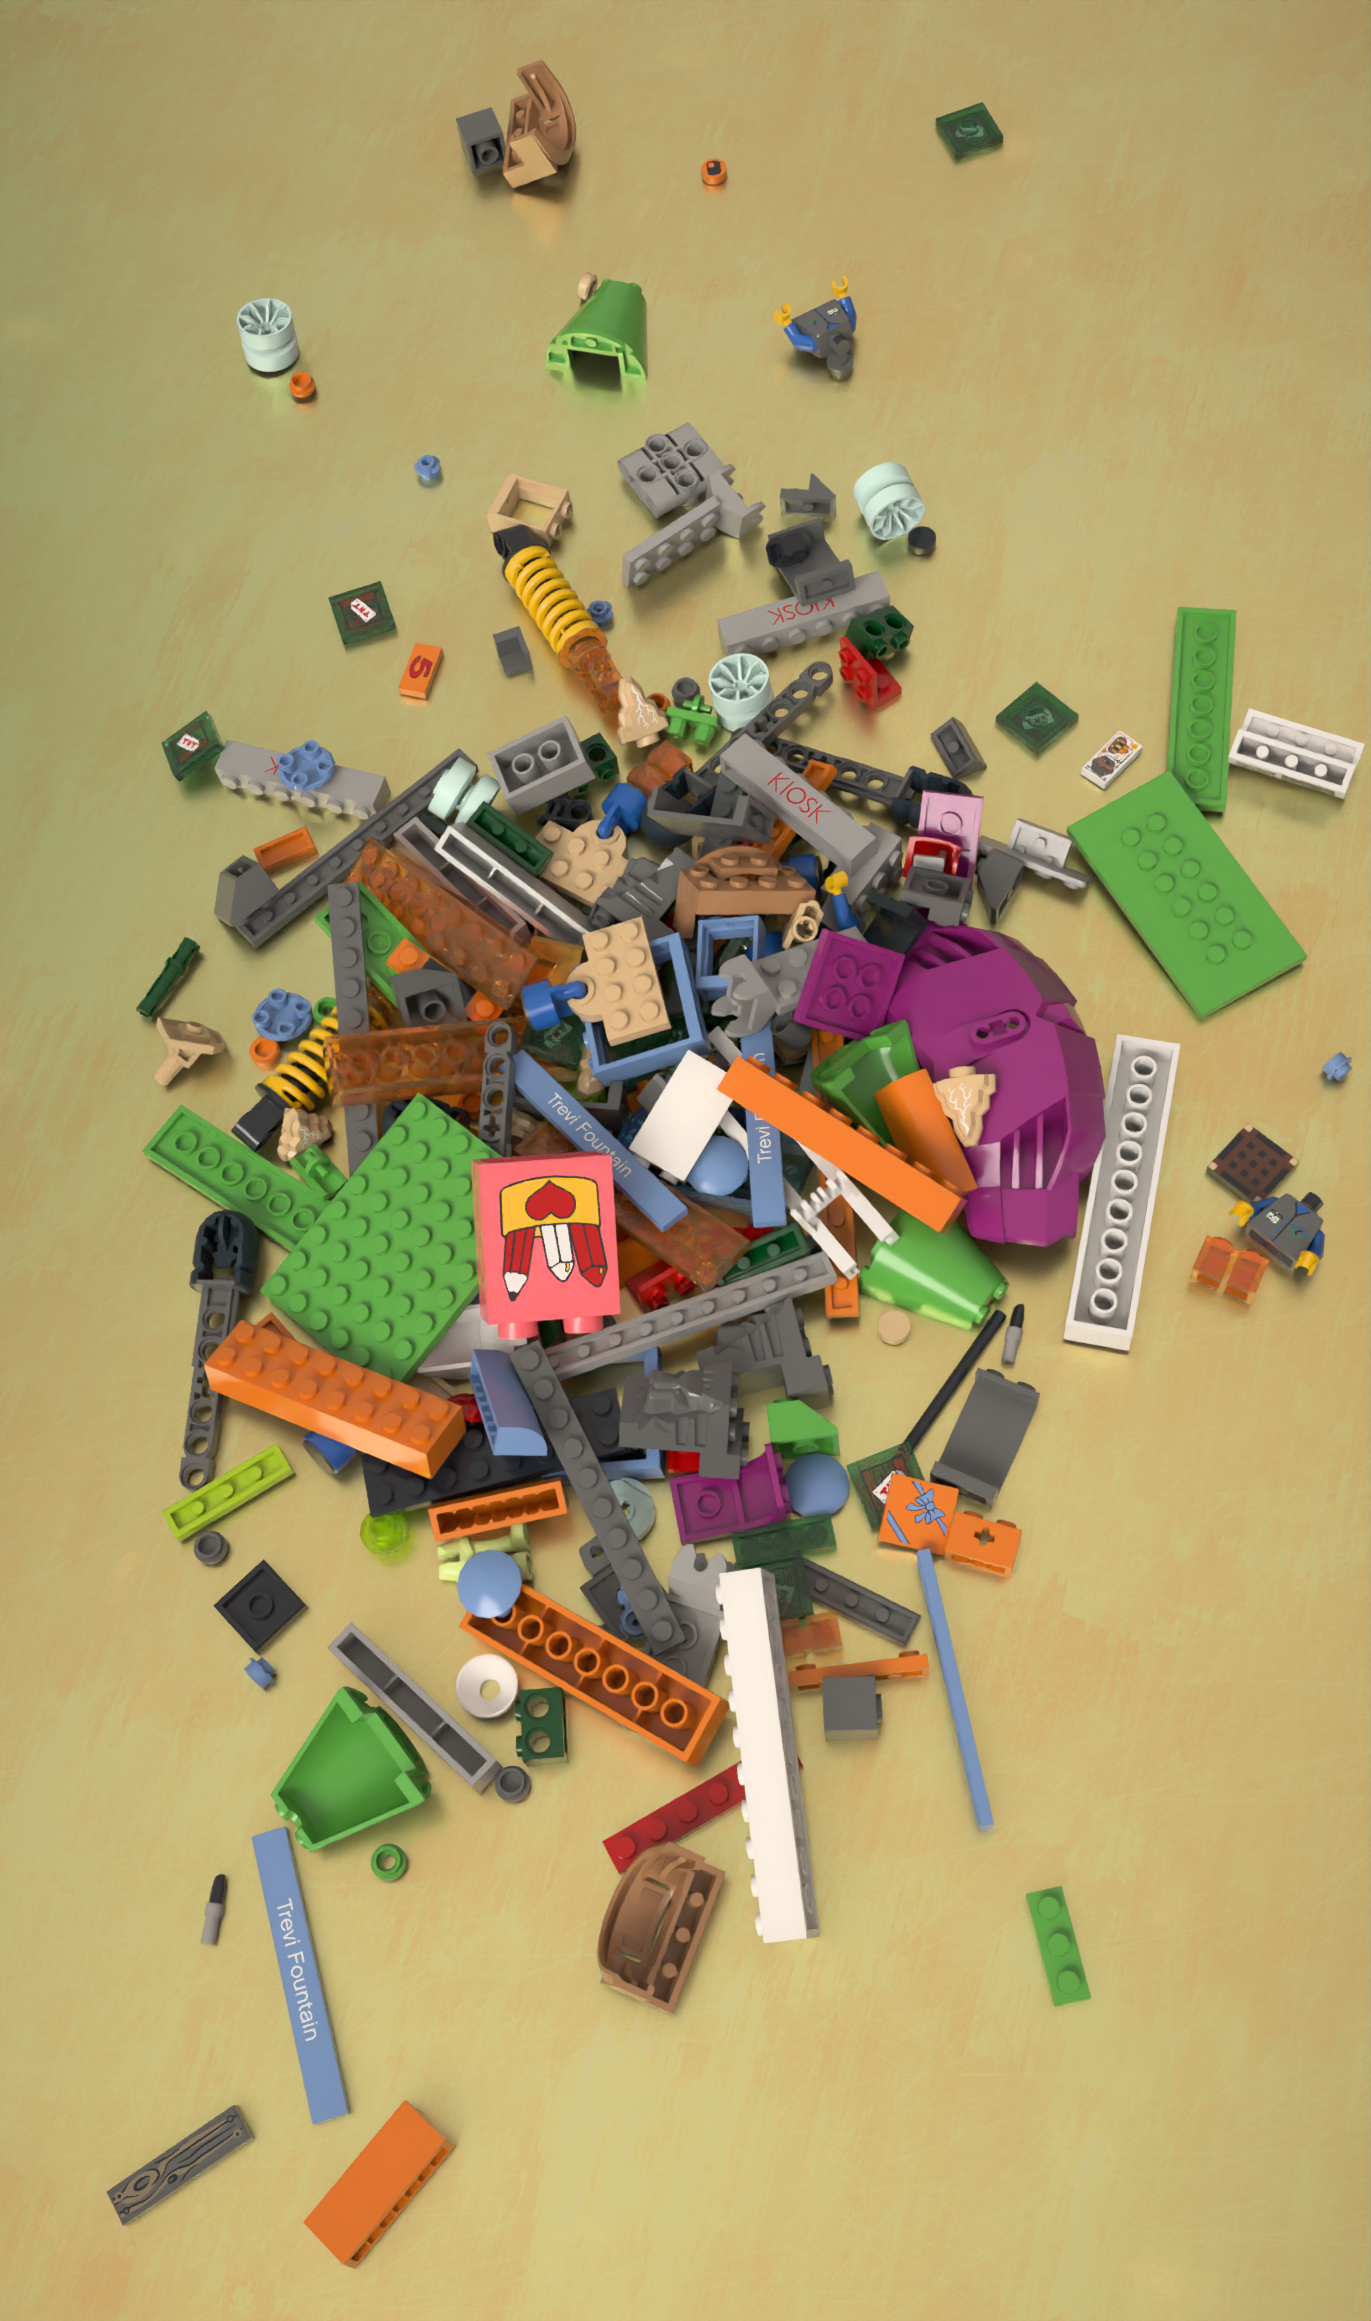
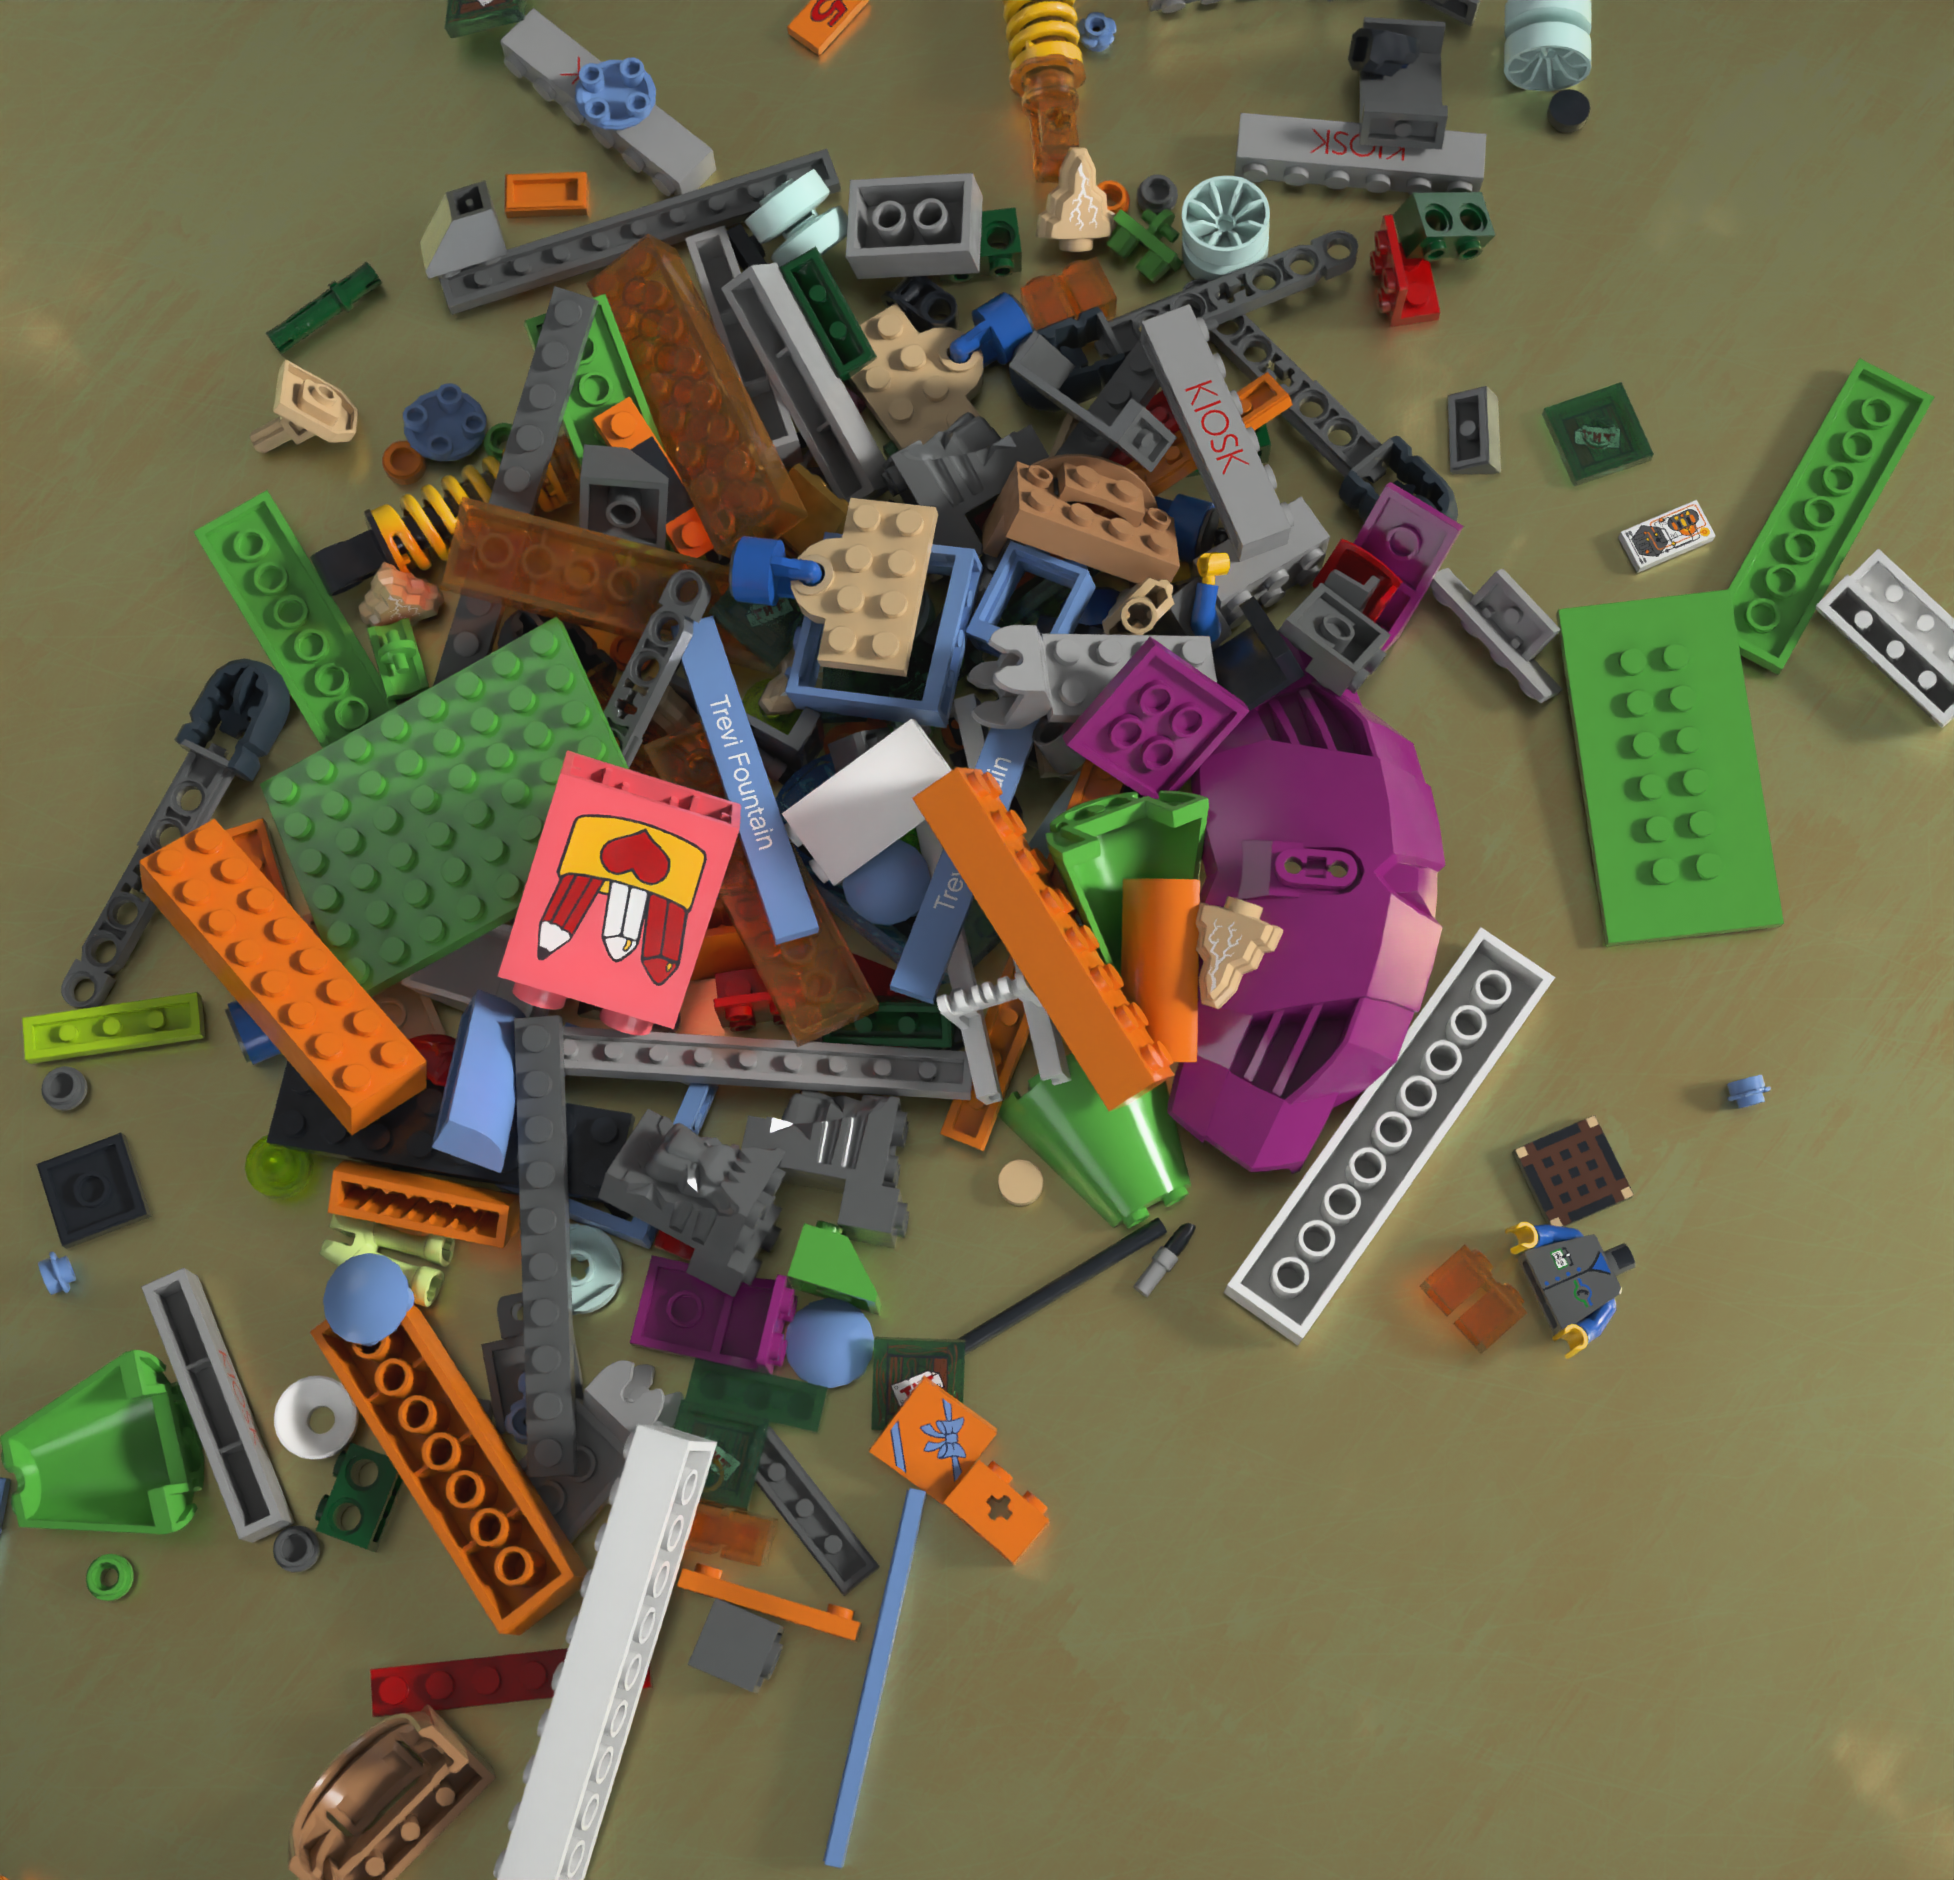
camera: 15 degrees right, 10 degrees up
(512, 651) = (957, 39): dark grey panel -> none
(986, 1437) = (1065, 1378): dark grey panel -> none
(997, 882) = (1434, 644): dark grey slope -> none

